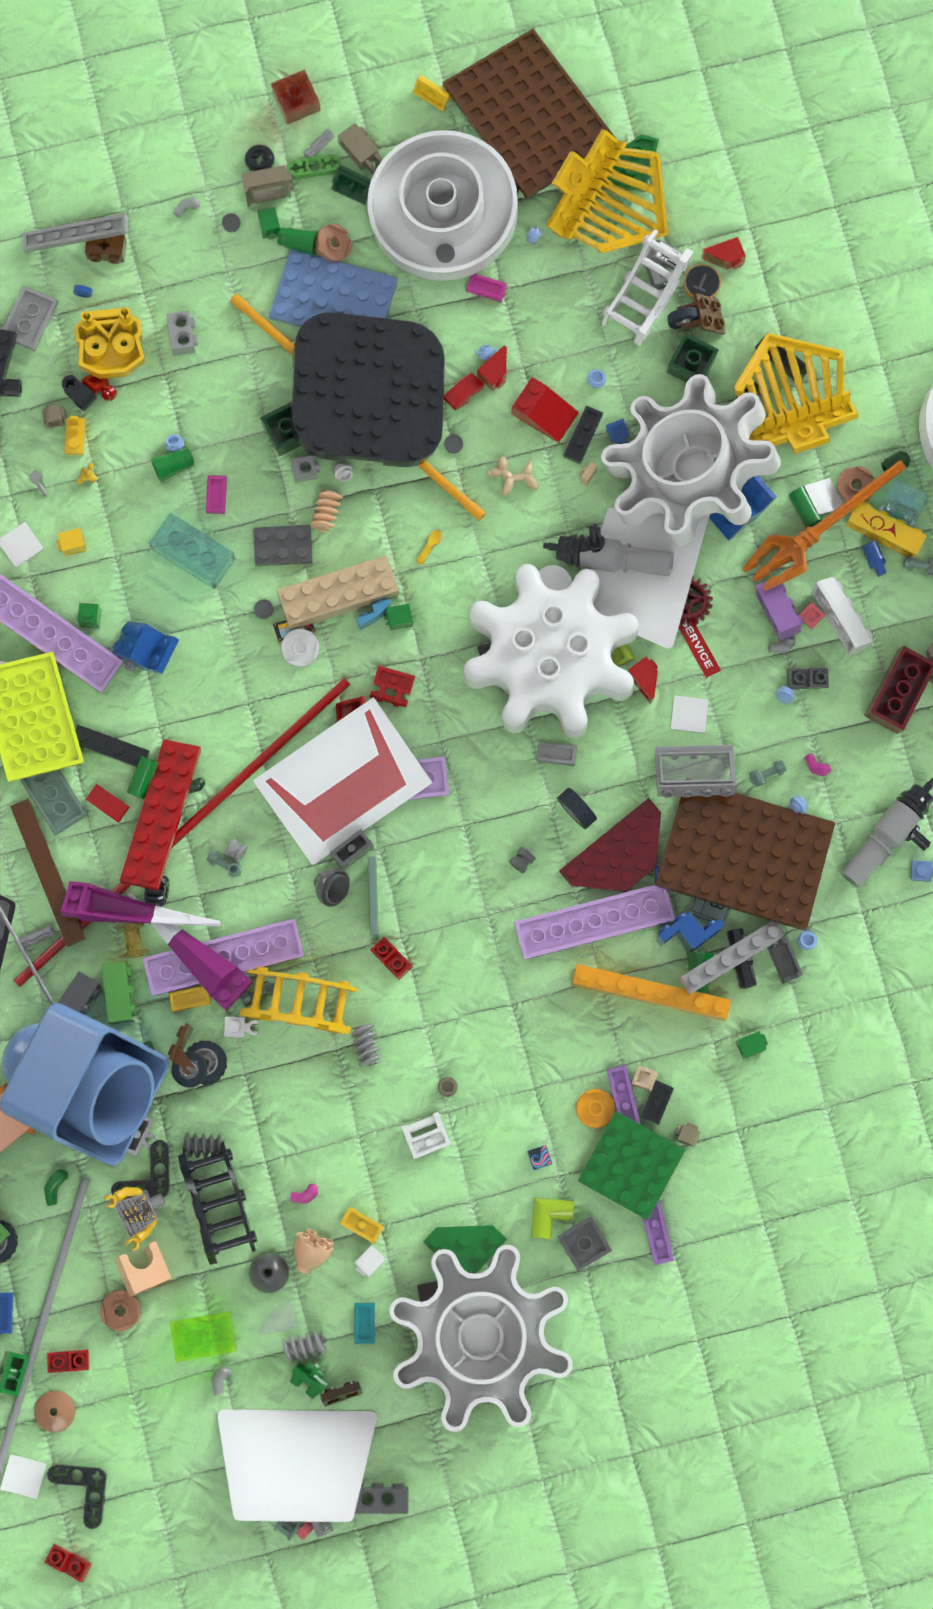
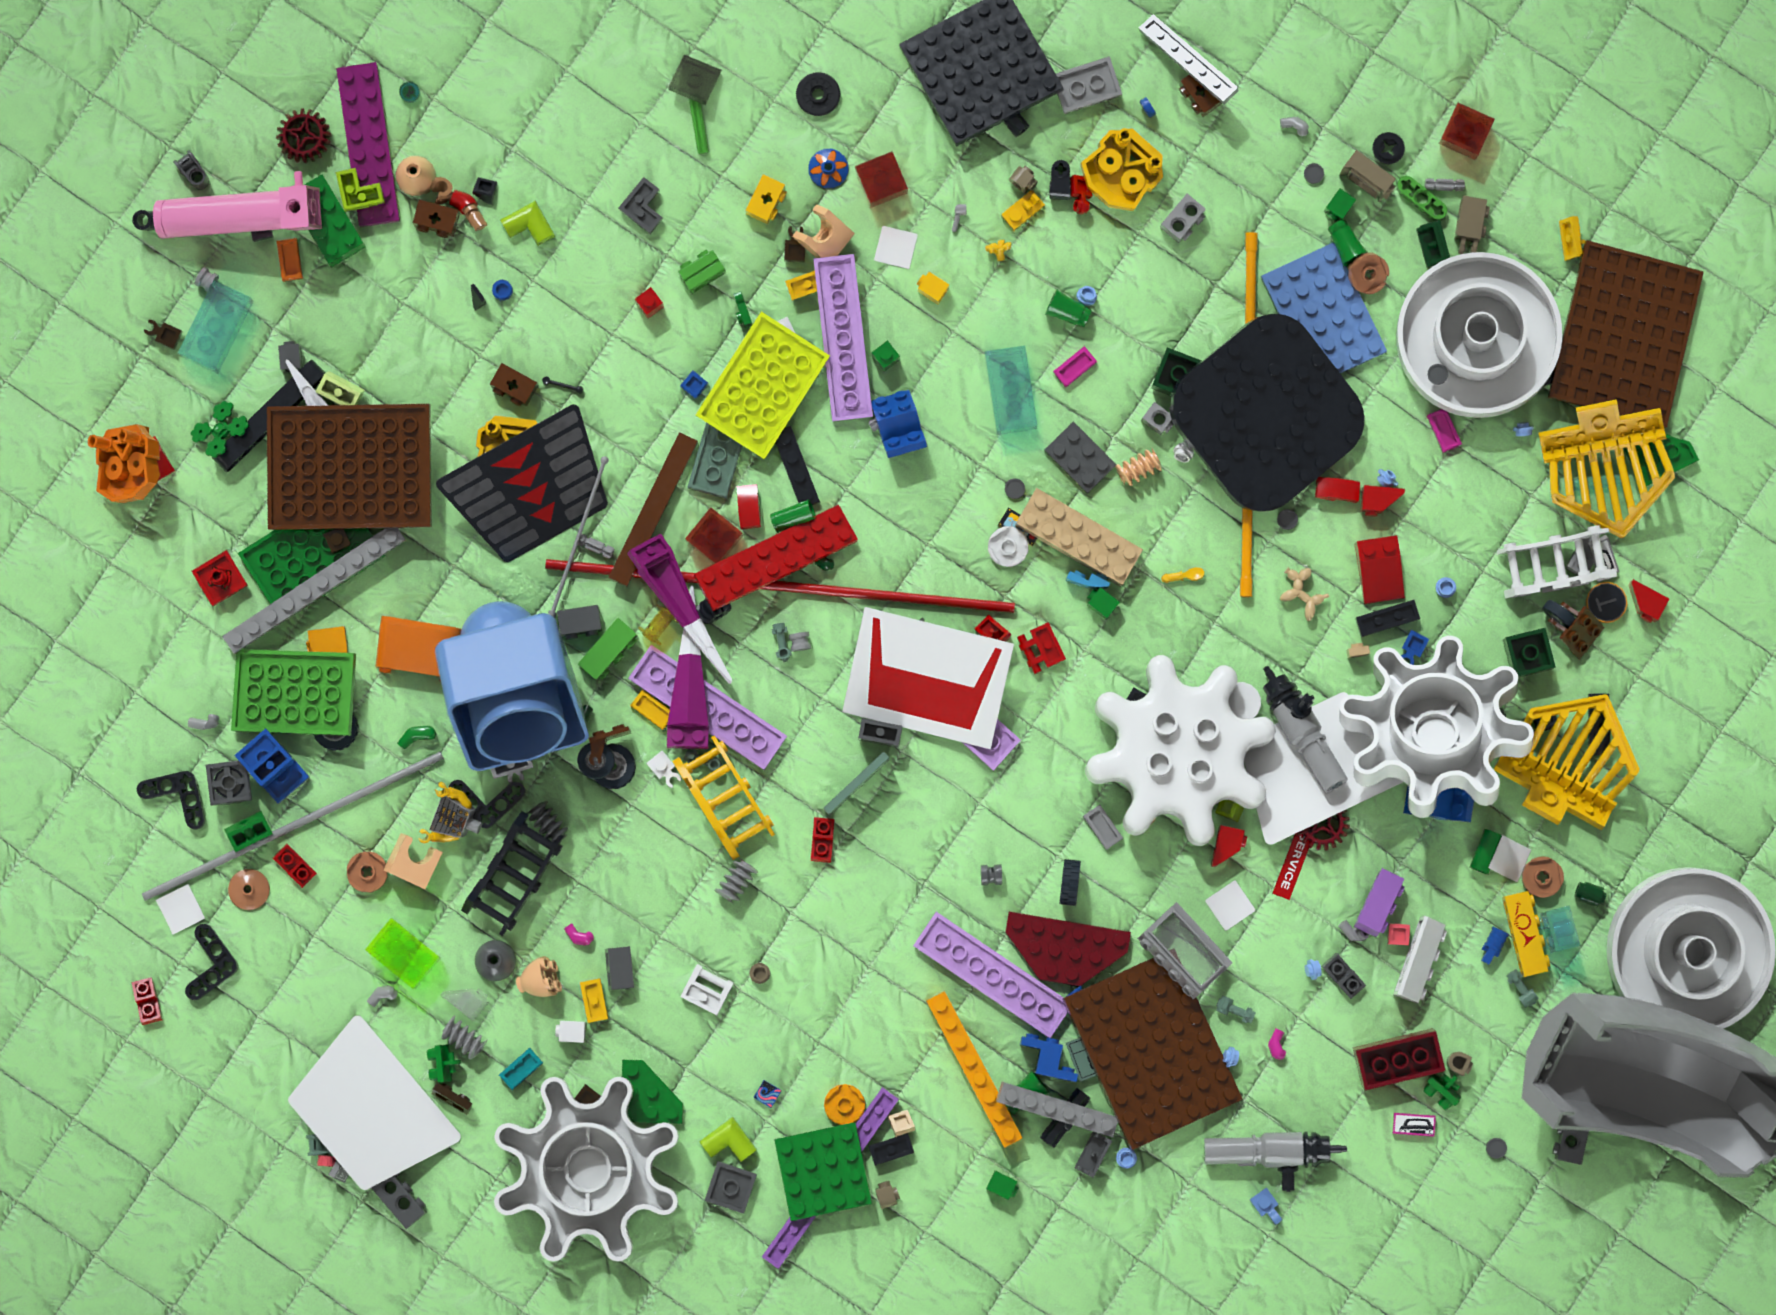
camera: 50 degrees right, 5 degrees up
(106, 845) = (714, 536): none -> clear red brick
(332, 886) = (837, 743): dark grey piece -> none
(354, 1185) = (619, 968): none -> dark grey hinge
(794, 548) = (1441, 872): orange piece -> none

